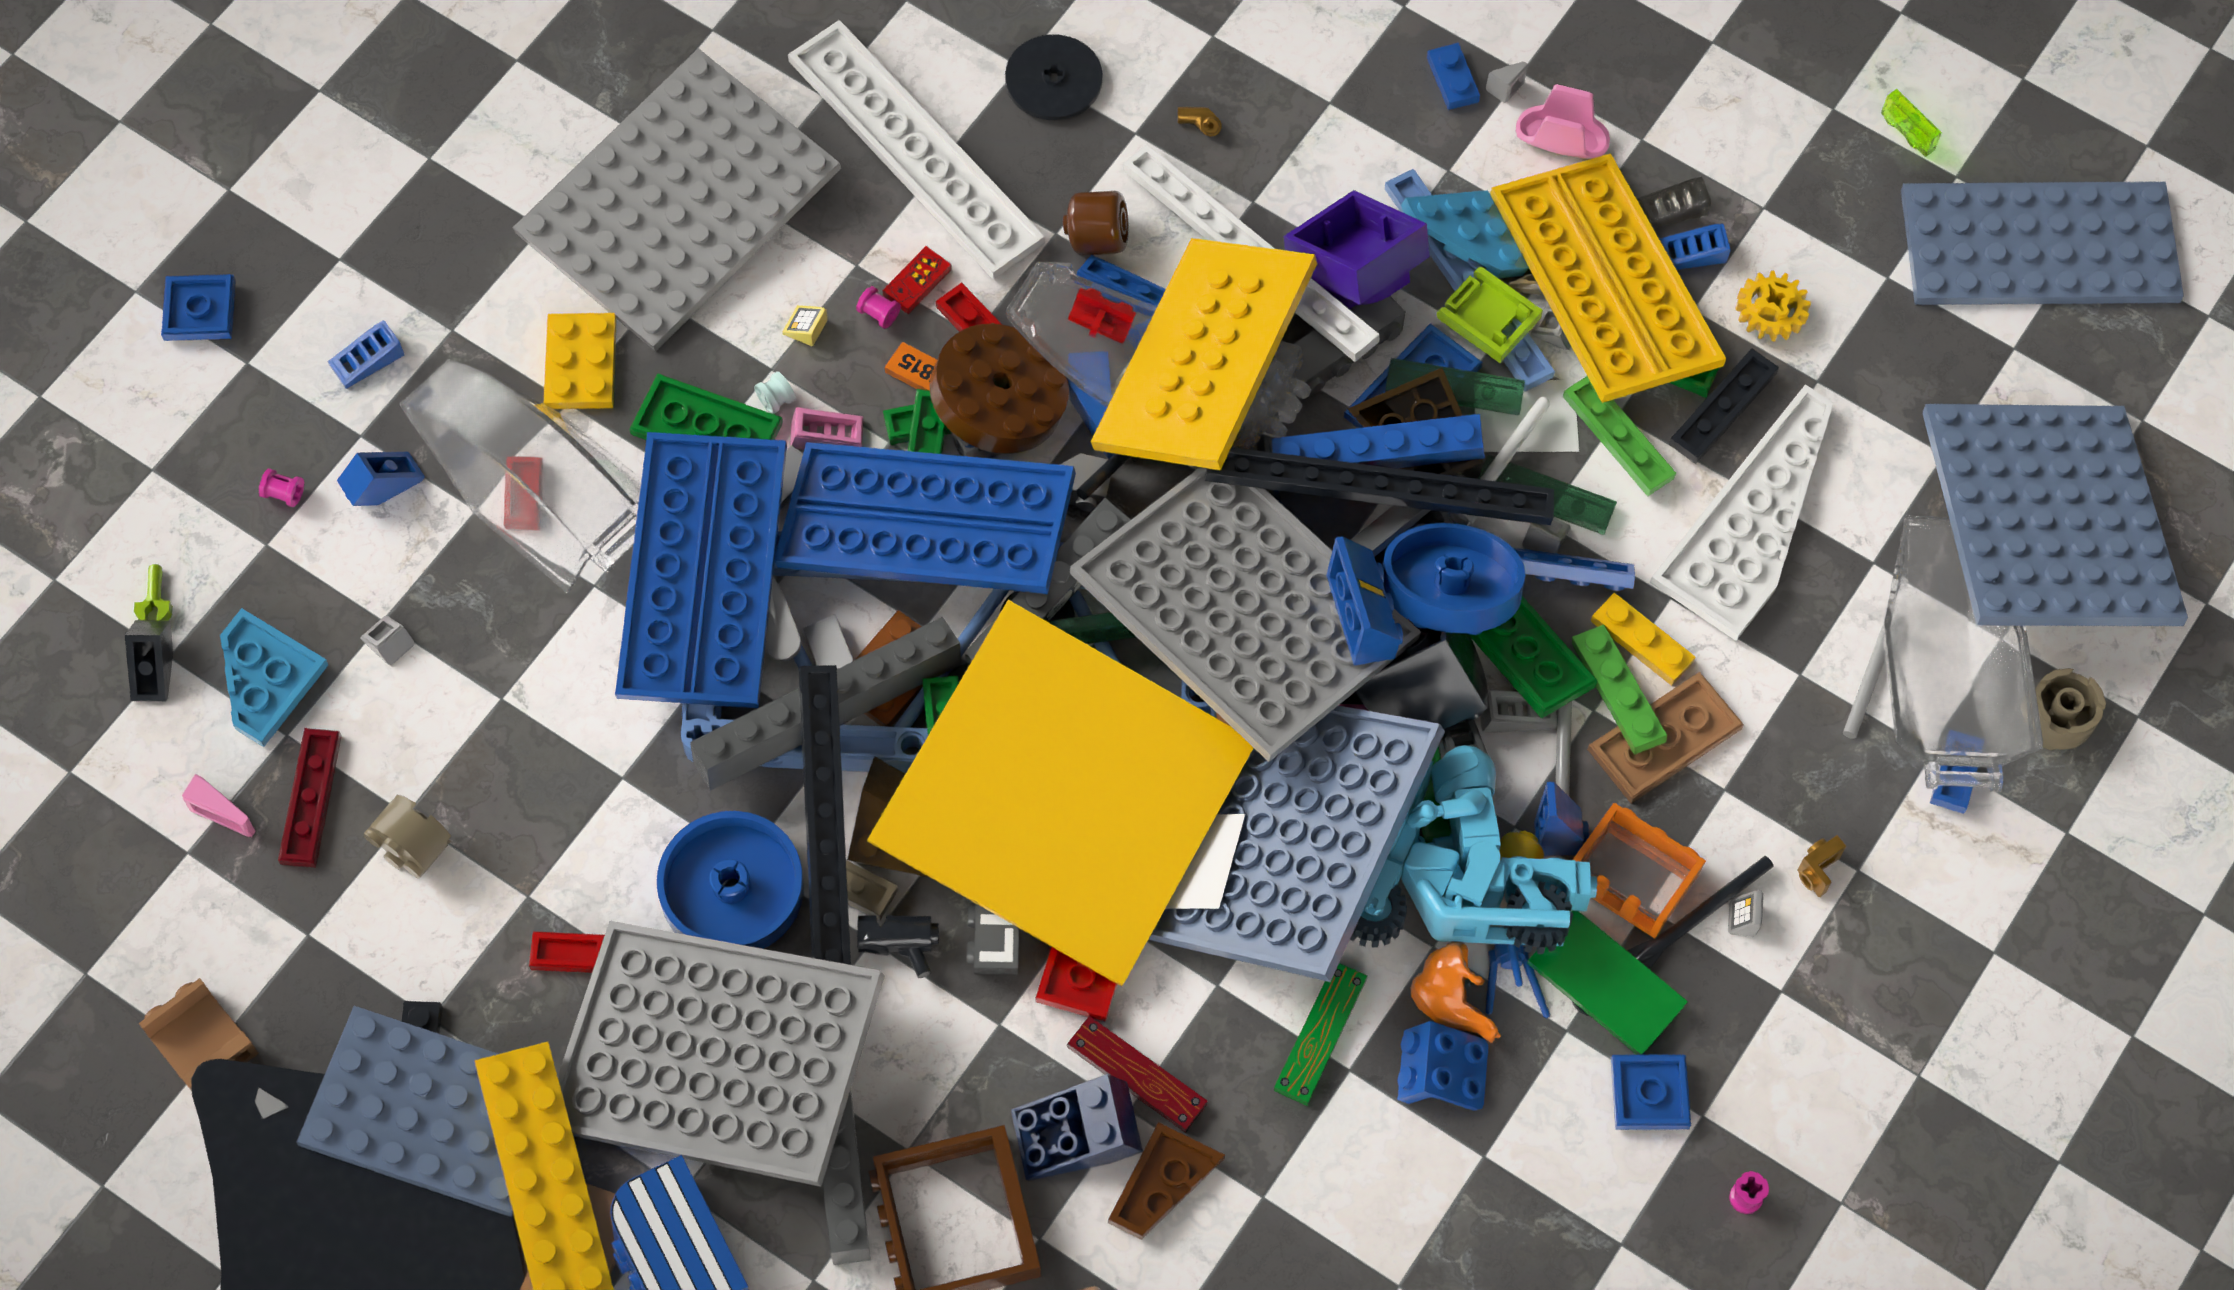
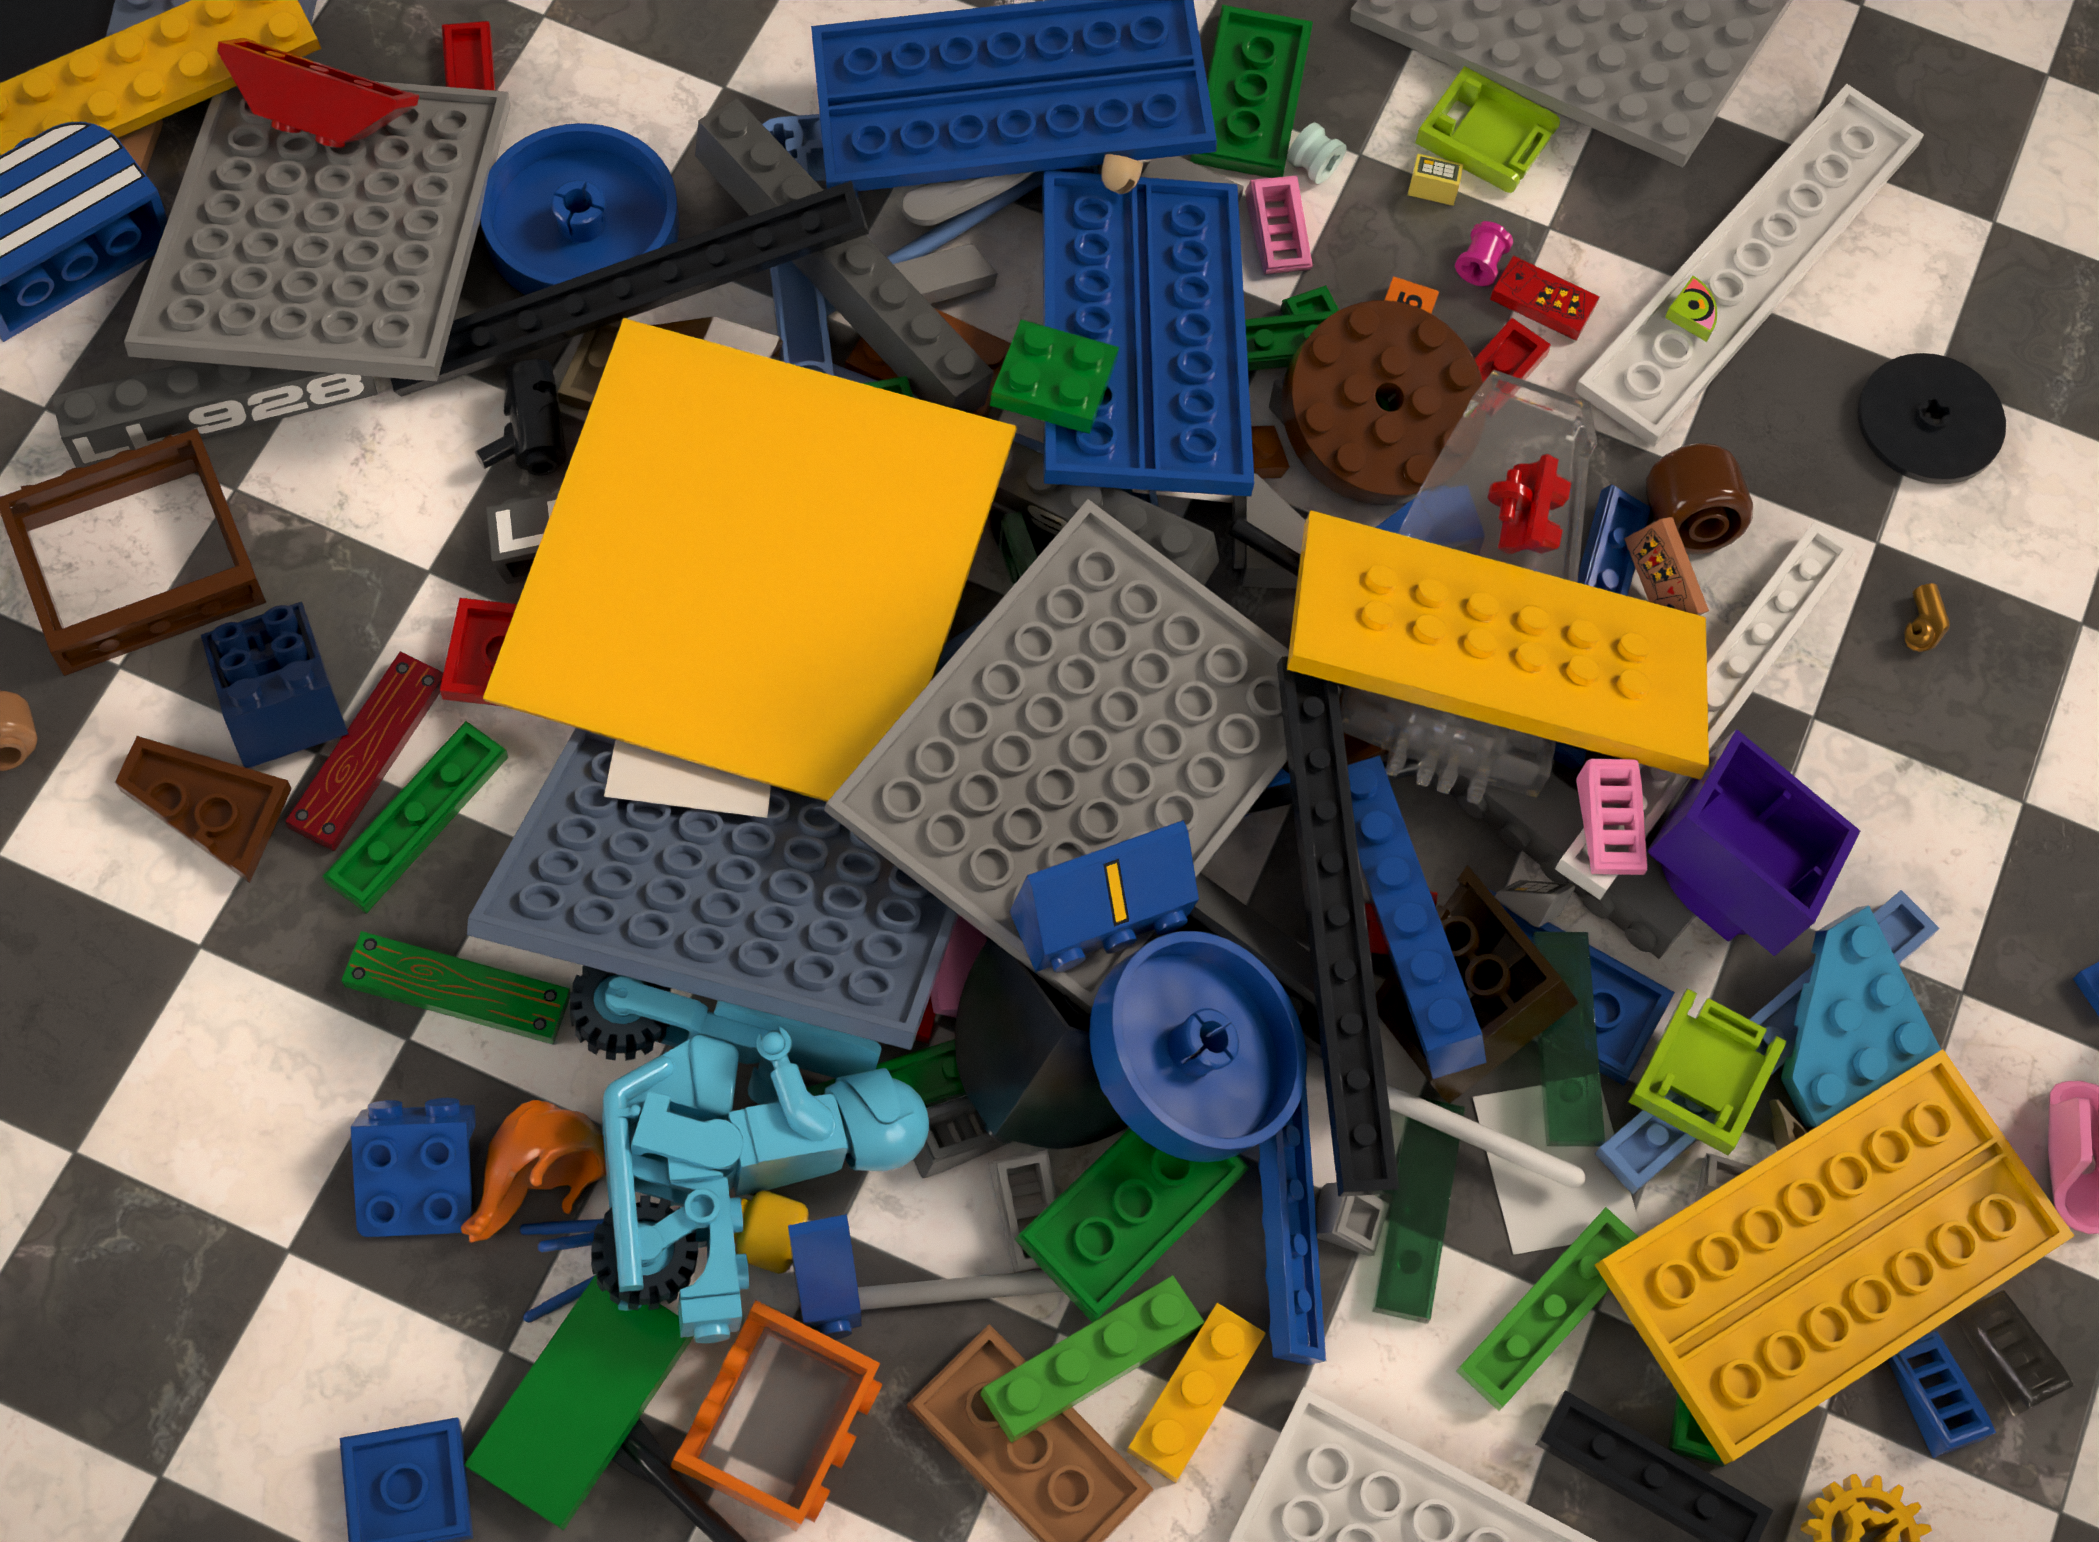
camera: 75 degrees right, 0 degrees up
(610, 1038) = (311, 95): none -> red wedge
(775, 280) = (1496, 137): none -> lime container
(795, 508) = (1120, 173): none -> tan hinge
(955, 189) = (1694, 309): none -> lime tile
(969, 571) = (1054, 376): none -> green plate
(1148, 255) = (1666, 567): none -> nougat tile
(1191, 1047) = (415, 817): none -> green tile
(1333, 328) = (1620, 783): none -> bright pink slope
(1360, 382) = (1536, 900): none -> light grey slope

